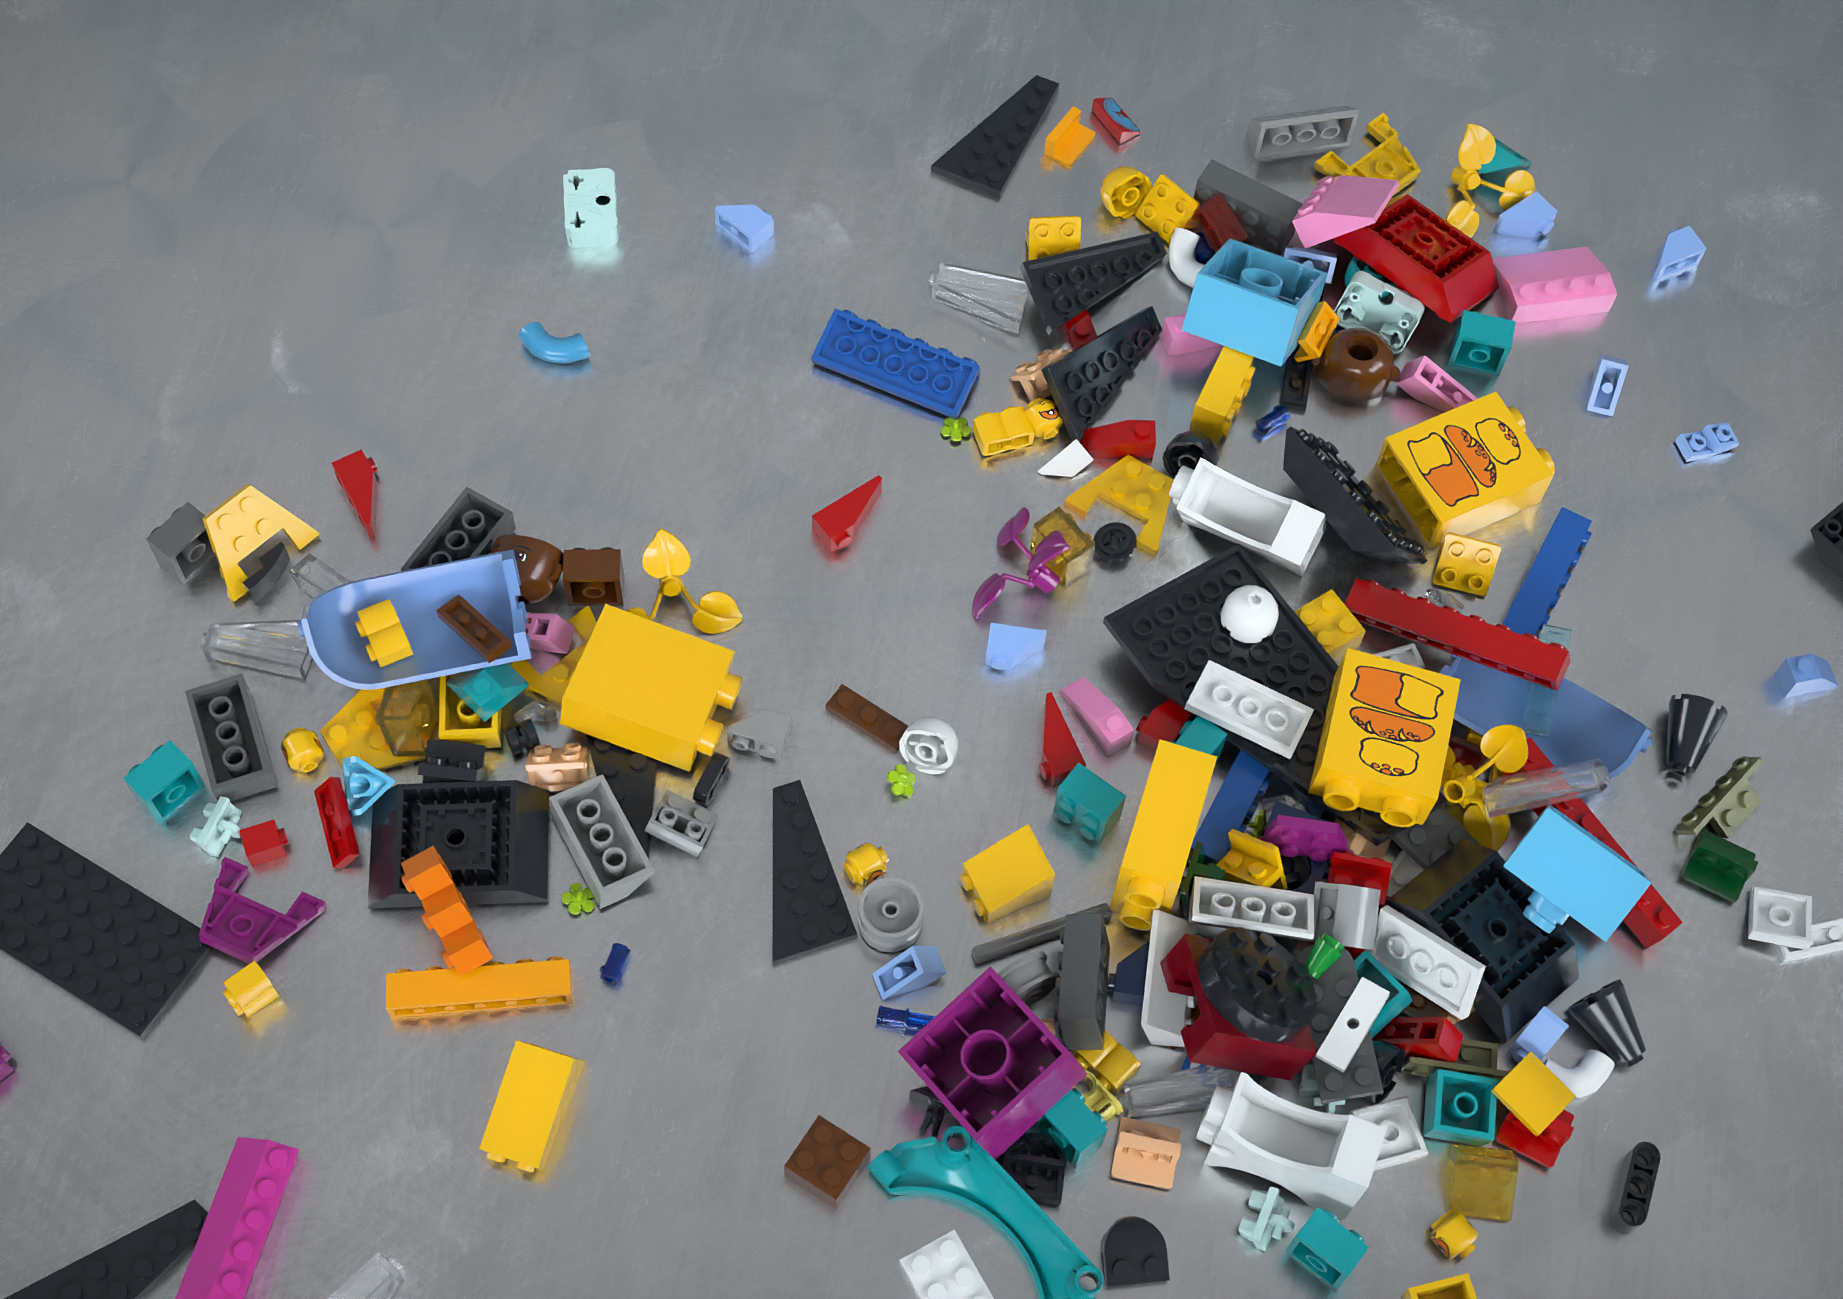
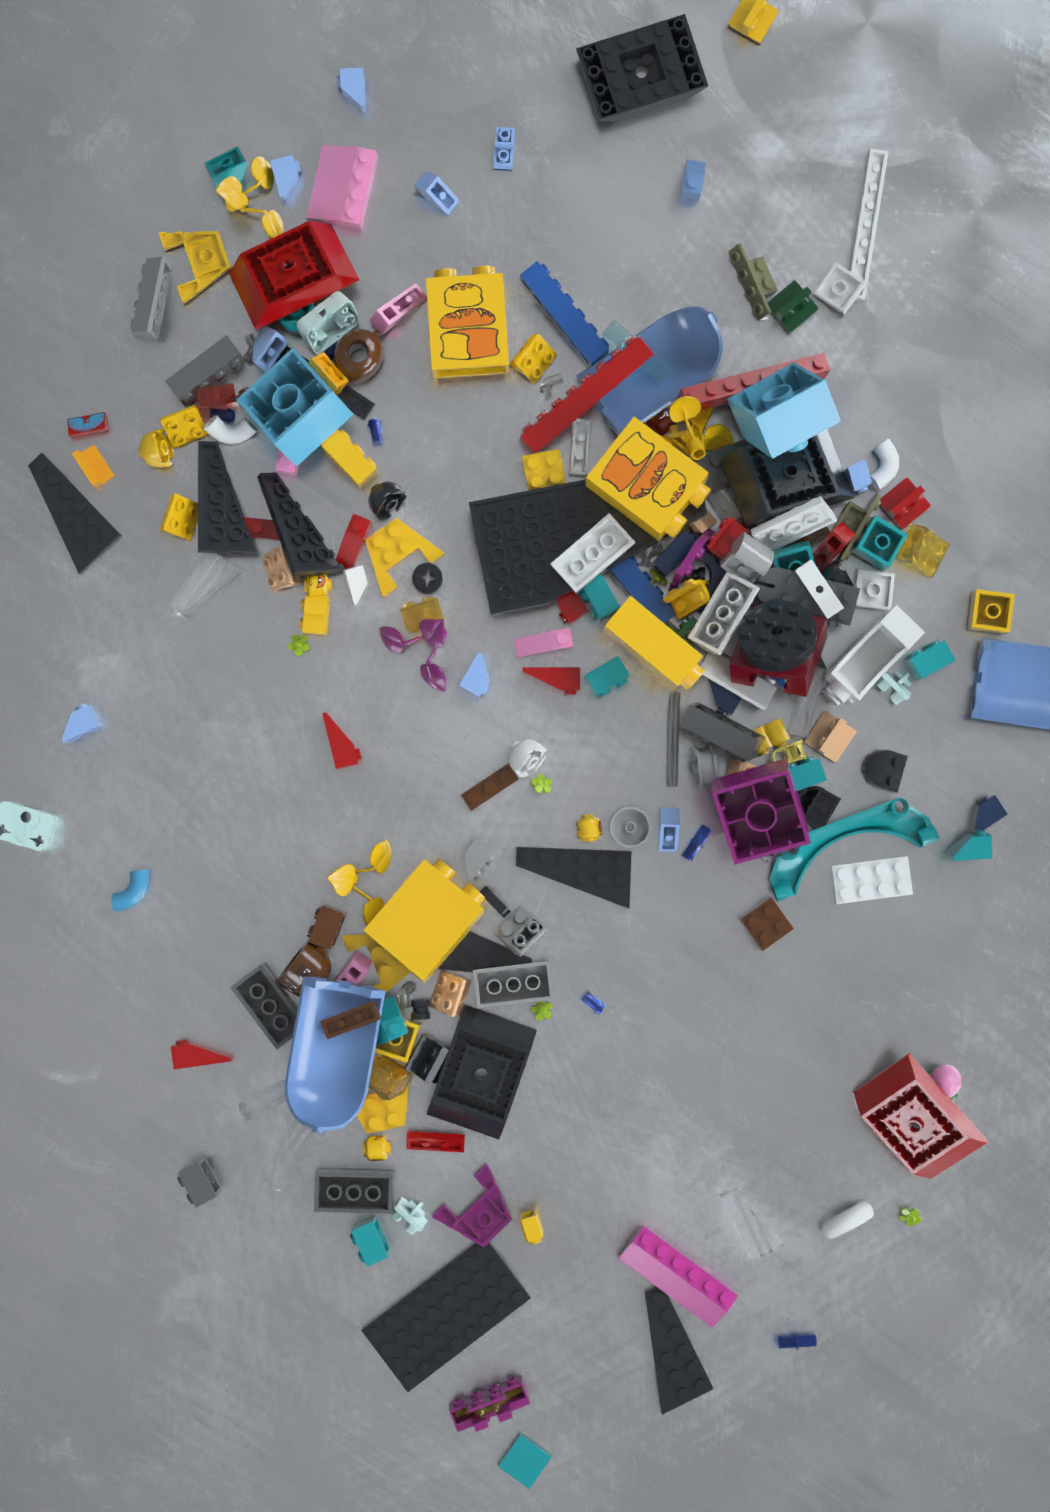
camera: 60 degrees left, 25 degrees up
(245, 524) = (205, 1140): yellow wing -> none
(264, 842) = (432, 1189): red brick -> none
(273, 566) = (233, 1128): black slope -> none
(362, 784) = (420, 1119): medium azure slope -> none
(384, 633) = (329, 1076): yellow brick -> none
(446, 911) = (532, 1096): orange brick -> none
(482, 989) = (579, 1089): light orange brick -> none
(530, 1105) = (664, 1081): yellow slope -> none
(896, 363) = (235, 665): blue bracket -> none
(1008, 875) = (633, 747): yellow slope -> none
(1248, 515) = (463, 484): white brick -> none
(1250, 614) = (525, 521): white cylinder -> none
(1323, 955) = (769, 584): green cone -> none
(1341, 207) = (241, 307): bright pink slope -> none
(1346, 501) = (471, 418): black slope -> none
(1454, 1235) = (947, 582): yellow head -> none
(1481, 343) = (376, 262): teal brick -> none
(1533, 1093) = (892, 498): yellow slope -> none
(1545, 787) = (722, 401): clear slope -> none
(1611, 1022) = (862, 427): black cone -> none
(1625, 1197) = (971, 465): black beam -> none
(1691, 730) = (704, 277): black cone -> none

